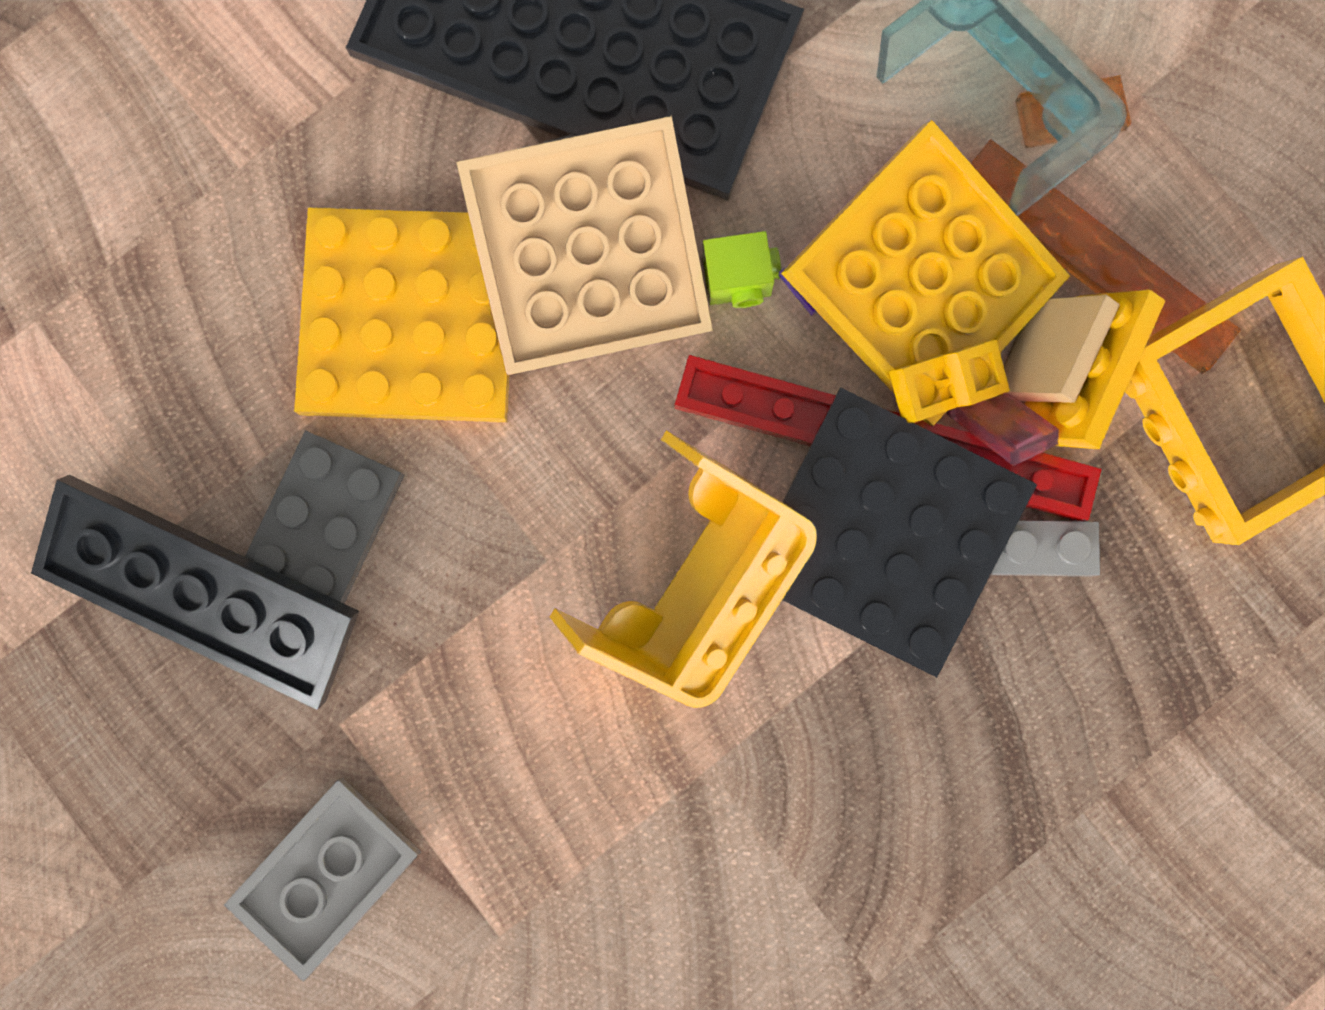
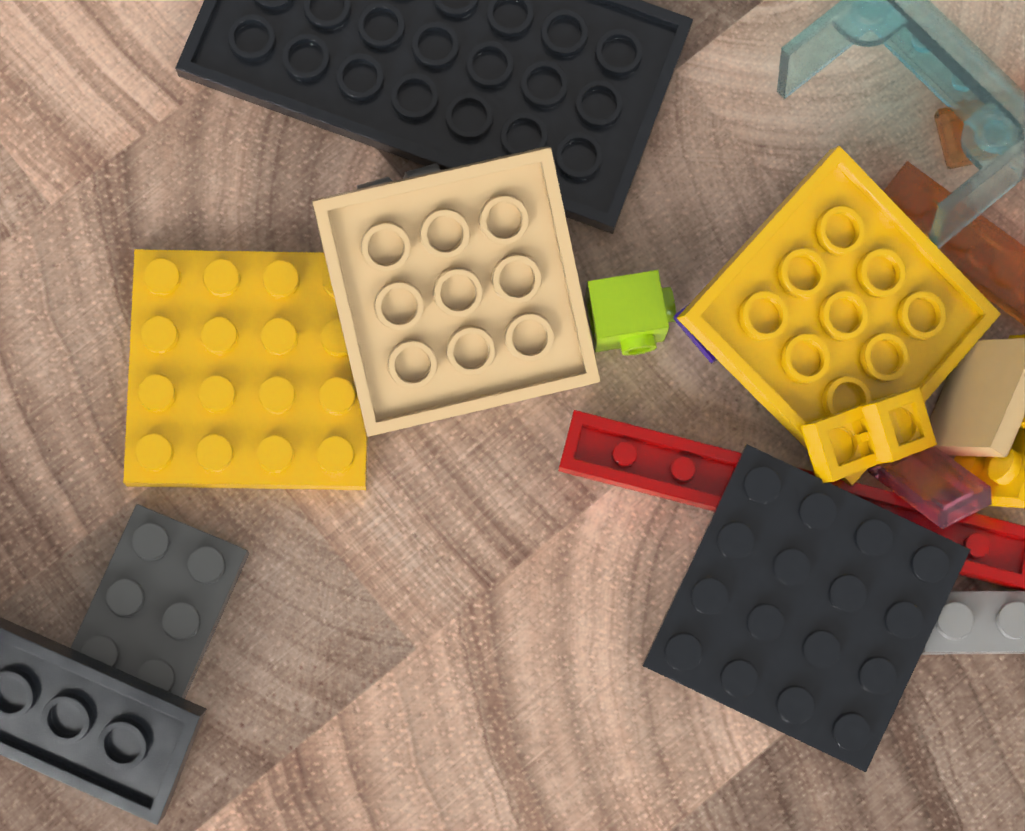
camera: 10 degrees left, 5 degrees down
(715, 599) = (613, 684): yellow windscreen -> none

